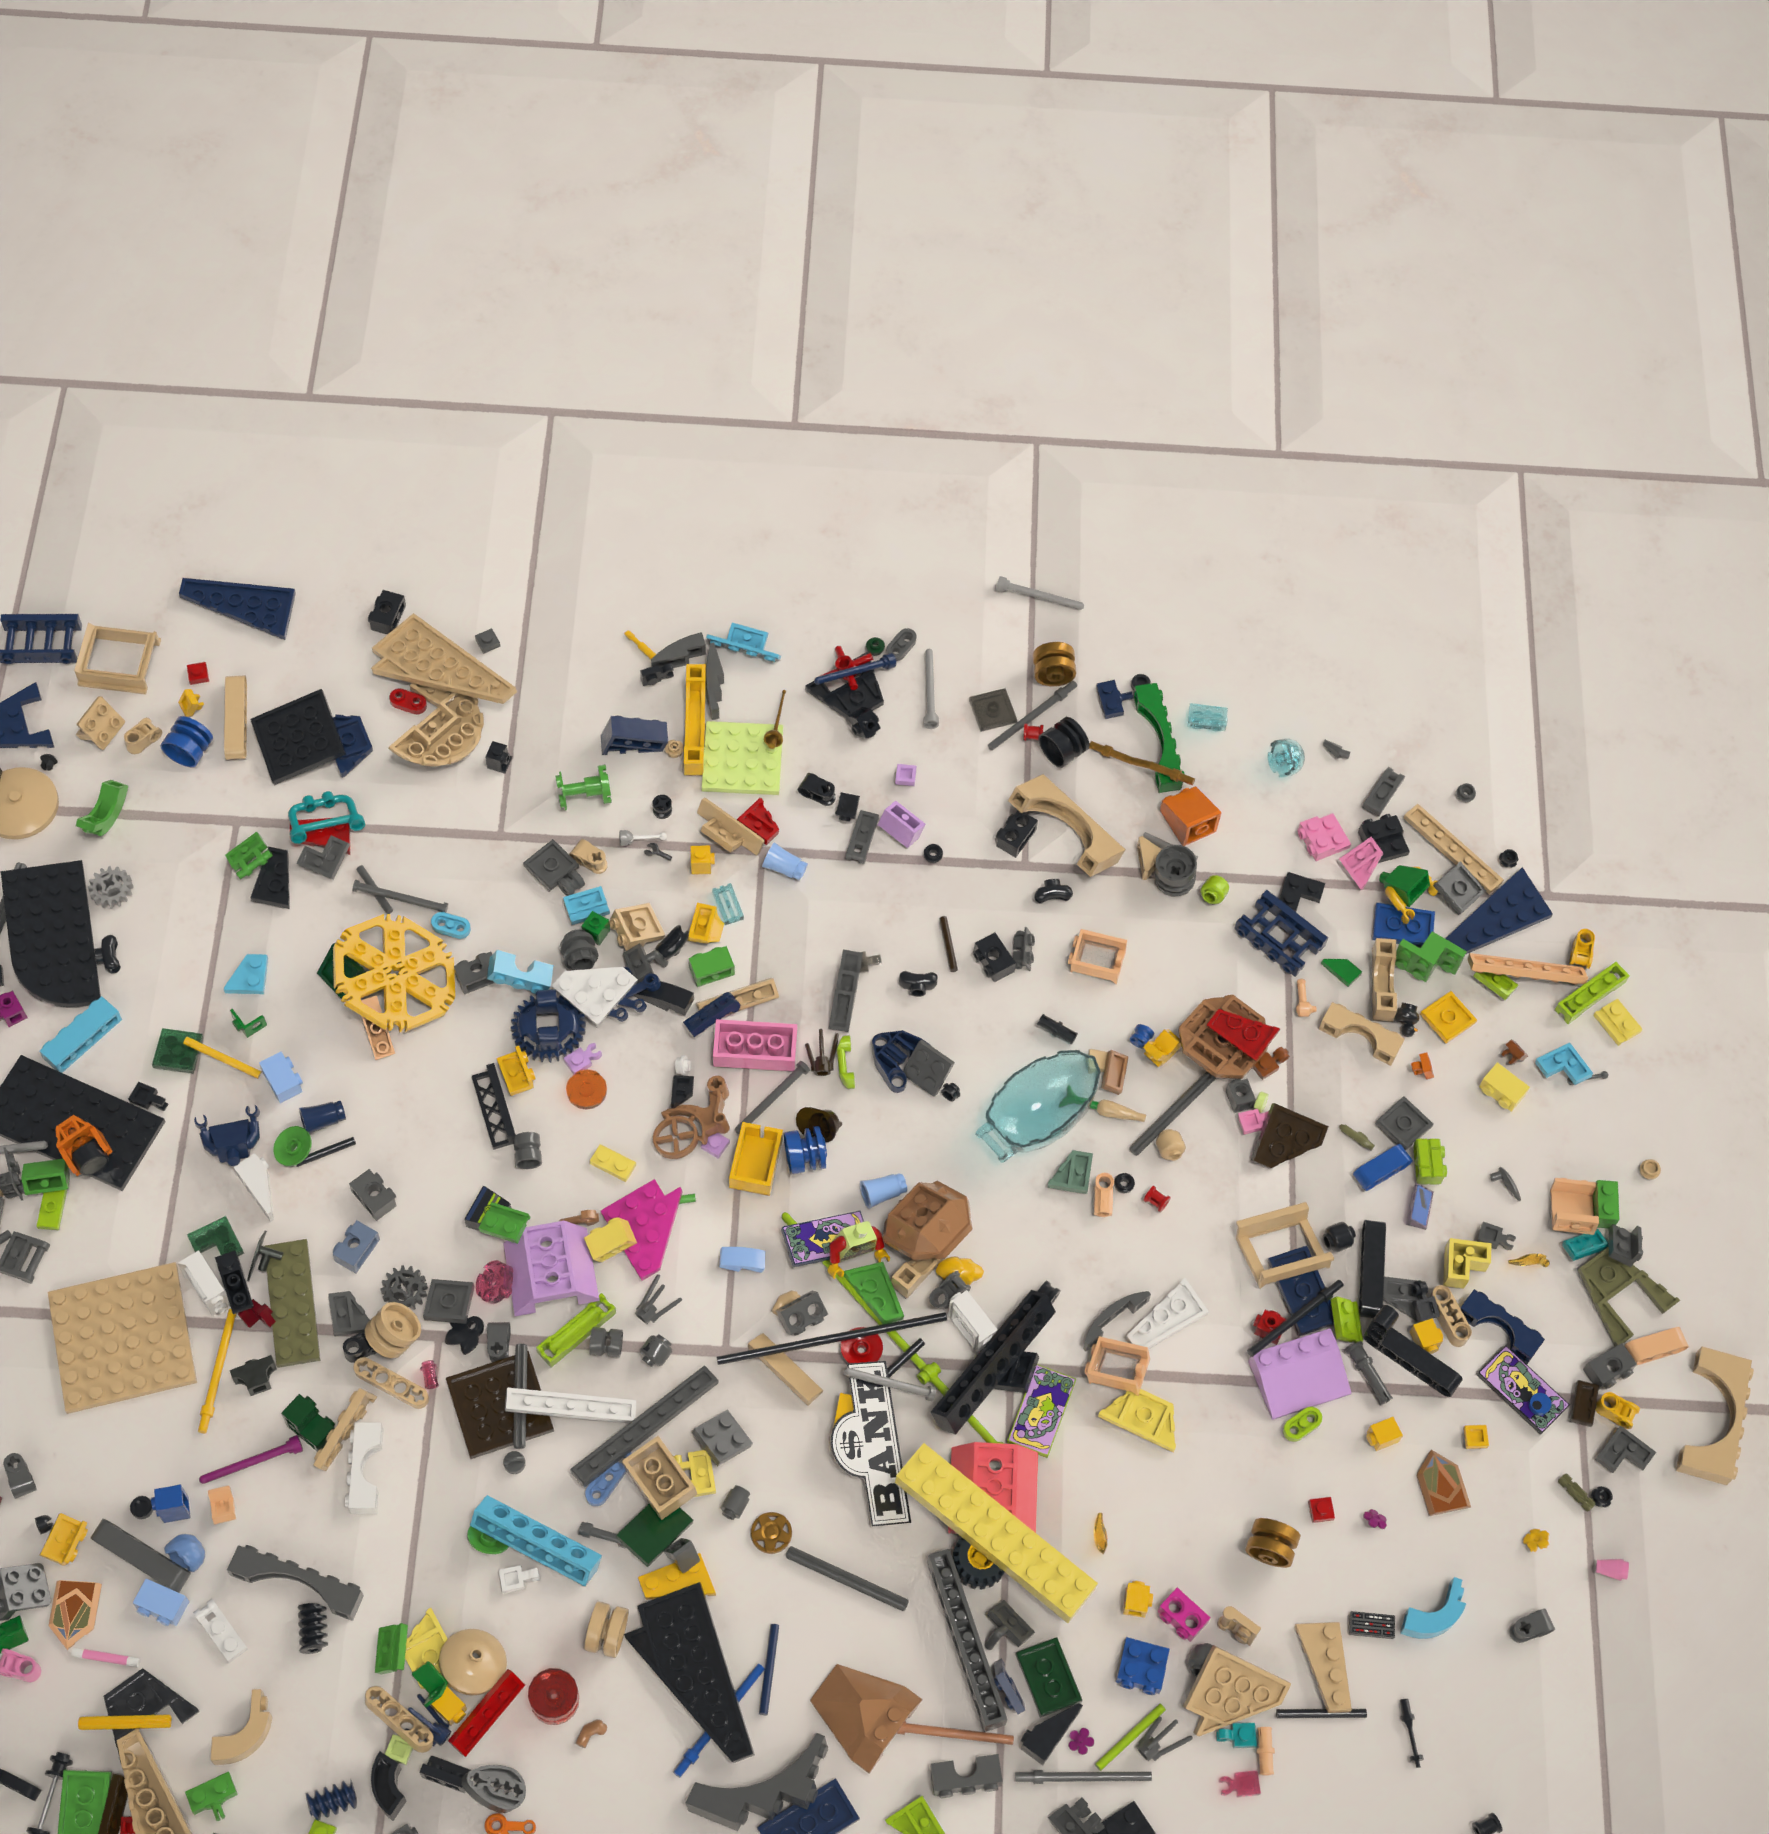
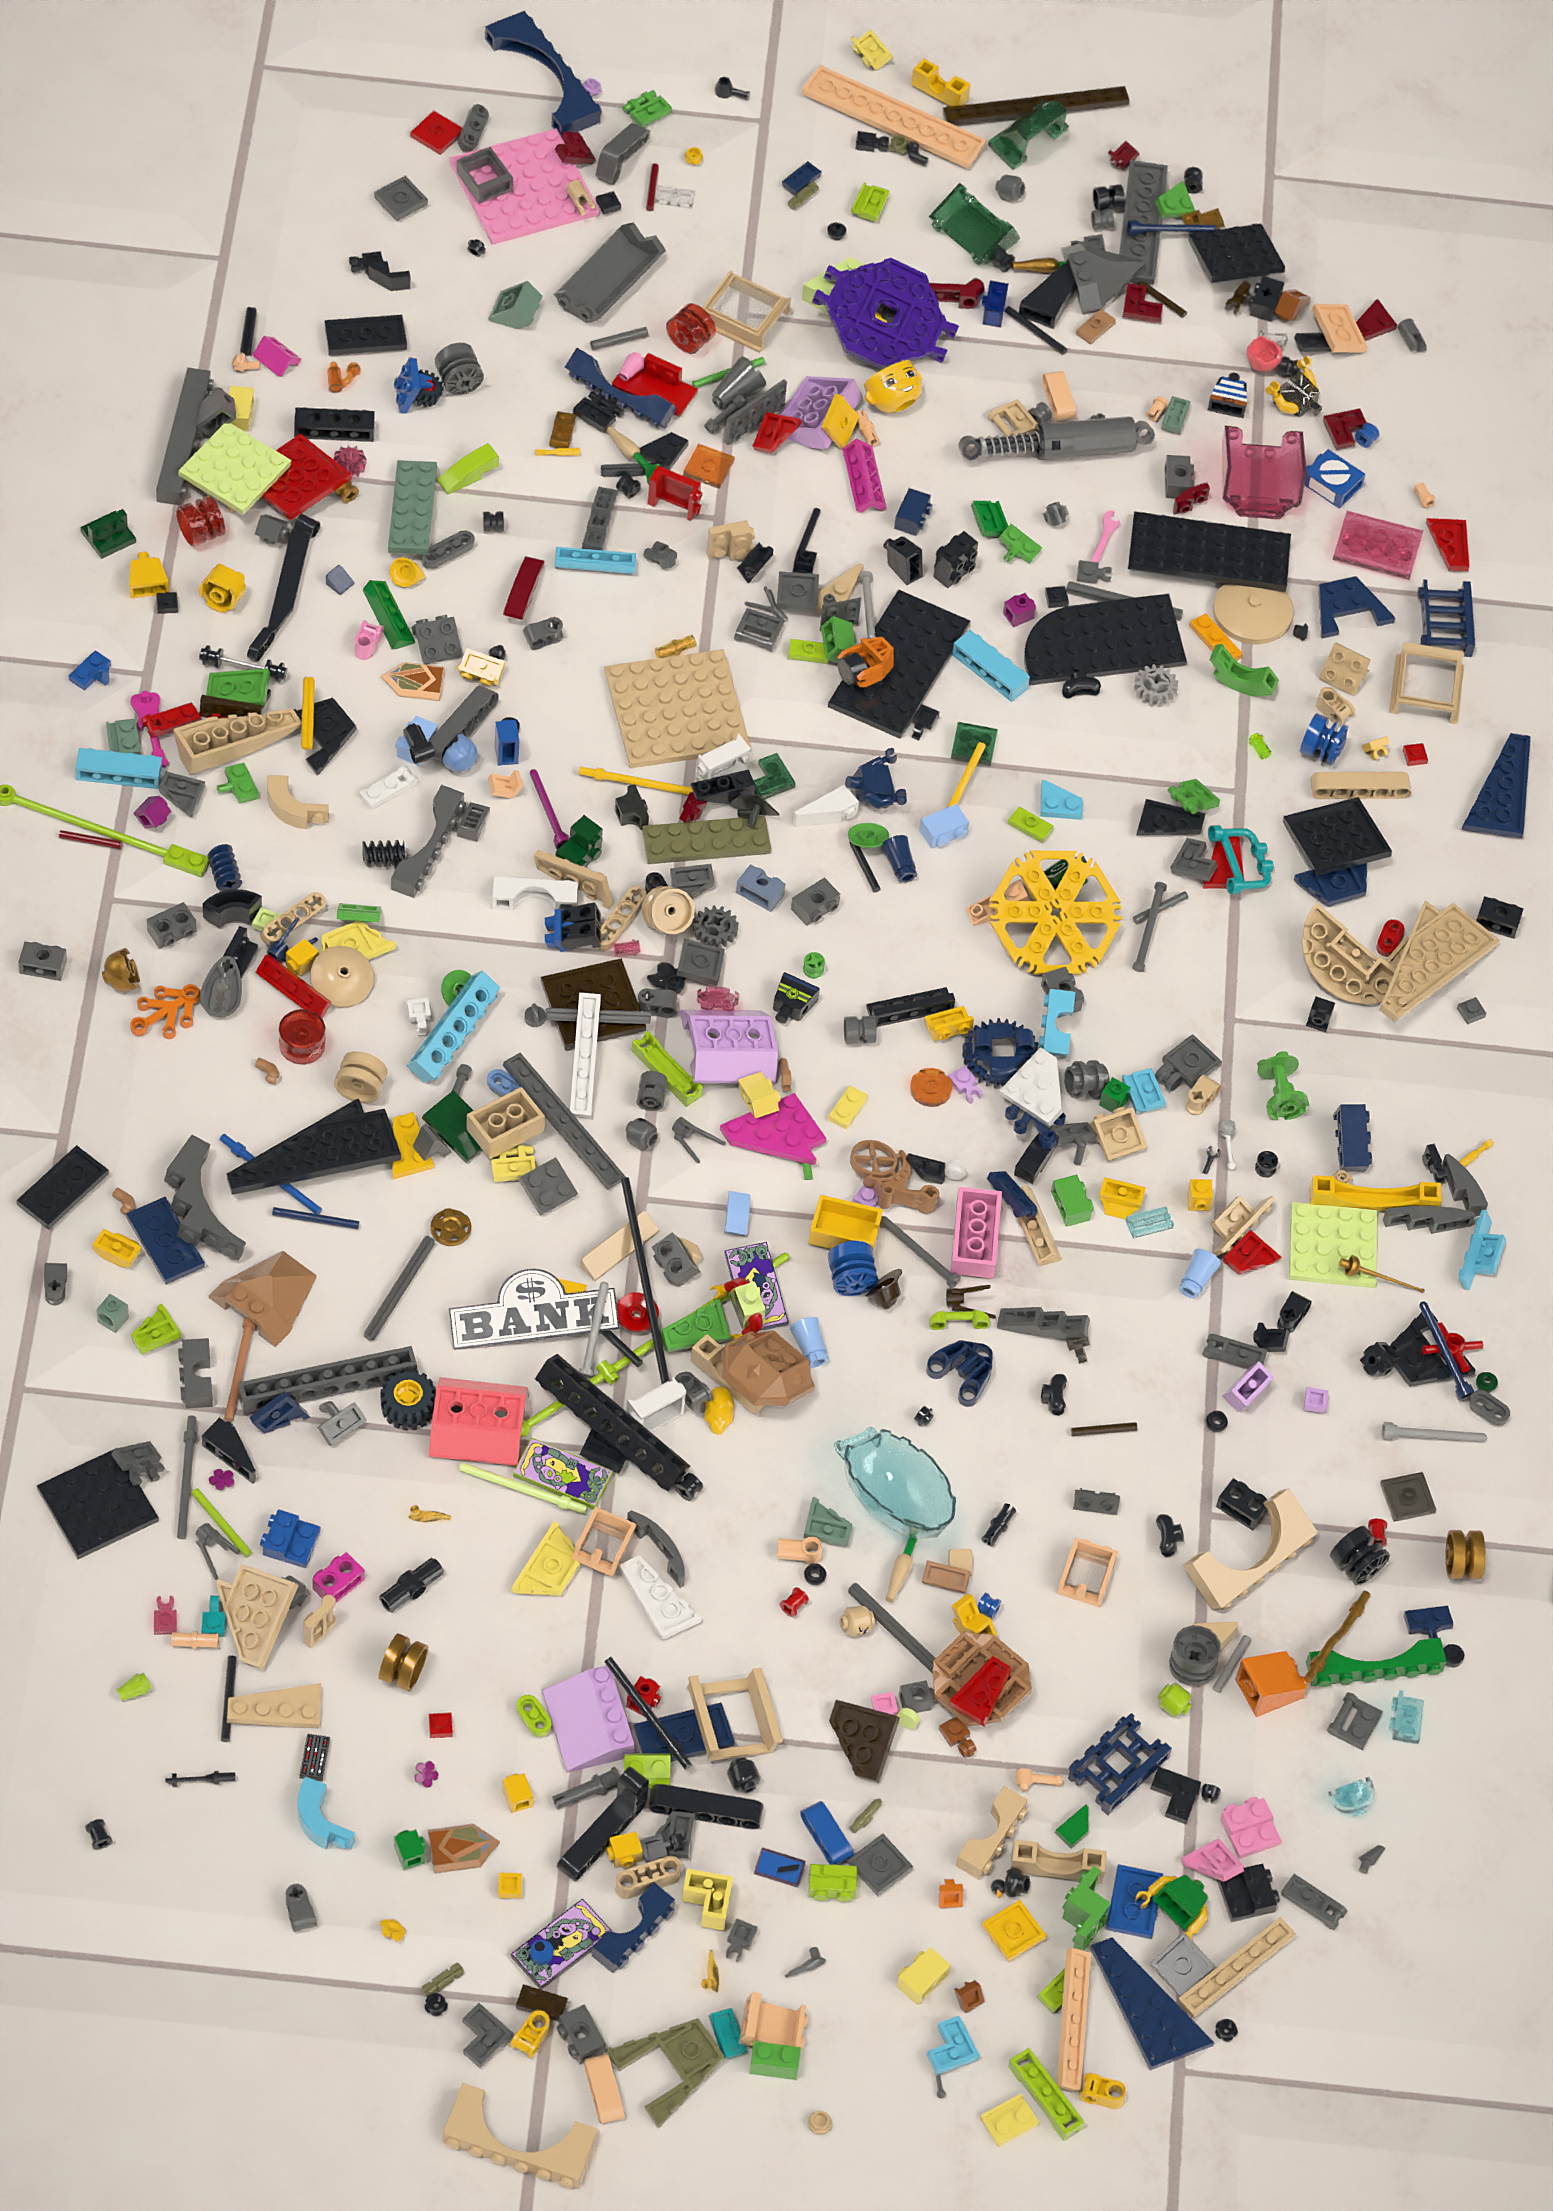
camera: 90 degrees right, 5 degrees down
(41, 1340) = (676, 647): none -> clear yellow pin
(52, 836) = (1212, 635): none -> light orange plate
(105, 1657) = (371, 704): bright pink bar -> none
(183, 1592) = (420, 748): none -> black piece
(186, 800) = (1257, 741): none -> clear neon green pin
(247, 1029) = (1002, 793): green bracket -> none
(276, 1001) = (1030, 824): none -> lime plate
(282, 1544) = (468, 832): none -> dark grey slope
(415, 1431) = (574, 927): none -> black hips
(431, 1681) = (325, 939): green bracket -> none
(449, 1190) = (817, 961): none -> bright green wheel
(452, 924) = (1118, 972): medium azure plate -> none
(504, 1222) = (776, 1000): bright green plate -> none
(672, 943) = (1096, 1164): black piece -> none
(735, 1502) = (481, 1194): dark grey brick -> none
(928, 1068) = (947, 1389): dark grey plate -> none
(993, 946) = (1077, 1477): black brick -> none
(996, 1533) = (426, 1399): light yellow brick -> none
(1048, 1677) = (287, 1456): dark green tile -> none
(1059, 695) = (1430, 1566): dark grey bar -> none
(1073, 1408) = (563, 1502): none -> yellowish green bar
(1137, 1599) = (357, 1538): yellow brick -> none
(1180, 1544) = (411, 1584): none -> black piece
(1214, 752) = (1361, 1725): none -> dark grey plate
(1296, 865) = (1210, 1791): none -> black hinge
(1324, 1805) = (134, 1687): none -> lime cone
(1458, 1527) = (410, 1848): none -> green brick
(1469, 789) = (1315, 1989): dark grey plate -> none
(1613, 1568) = (354, 2003): bright pink cone -> none
(1625, 1245) = (723, 2067): dark grey bracket -> none

